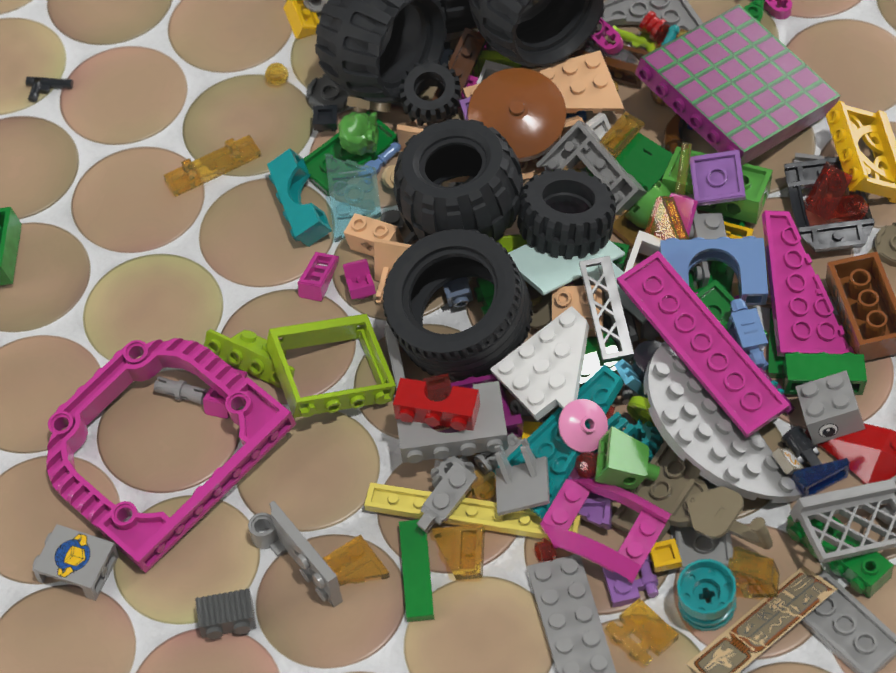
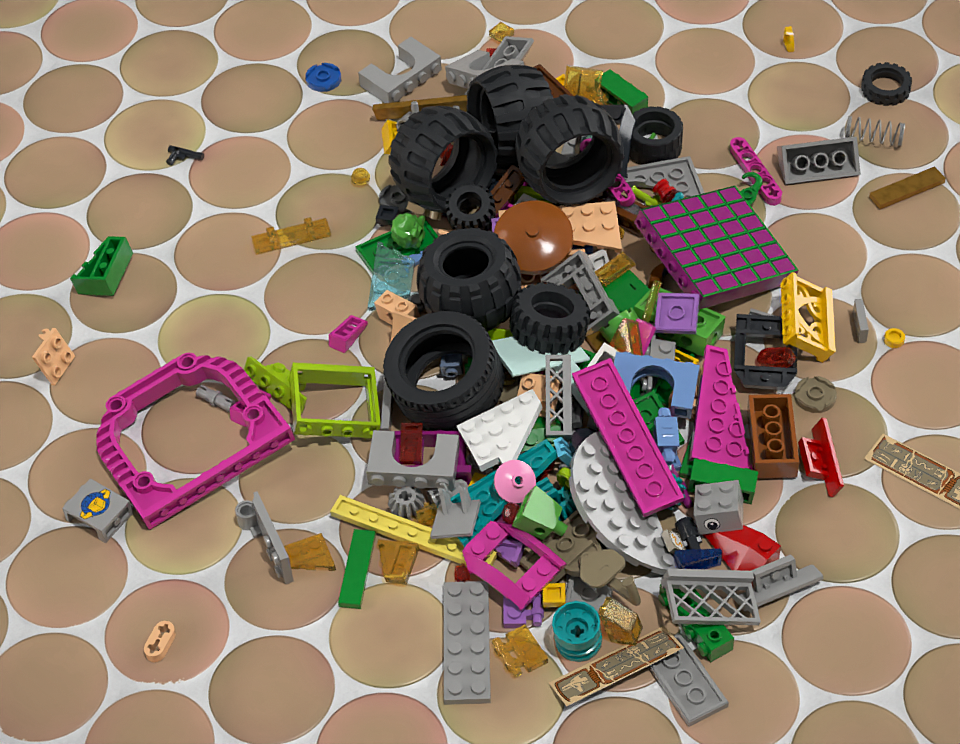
camera: 10 degrees right, 5 degrees down
(225, 613) = (200, 571): dark grey brick -> none
(289, 175) = (349, 289): teal arch -> none
(359, 279) = (377, 340): dark pink bracket -> none
(446, 496) = (394, 516): light grey hinge -> none
(456, 411) = (416, 450): red arch -> none
(827, 191) = (765, 341): clear red bracket -> none

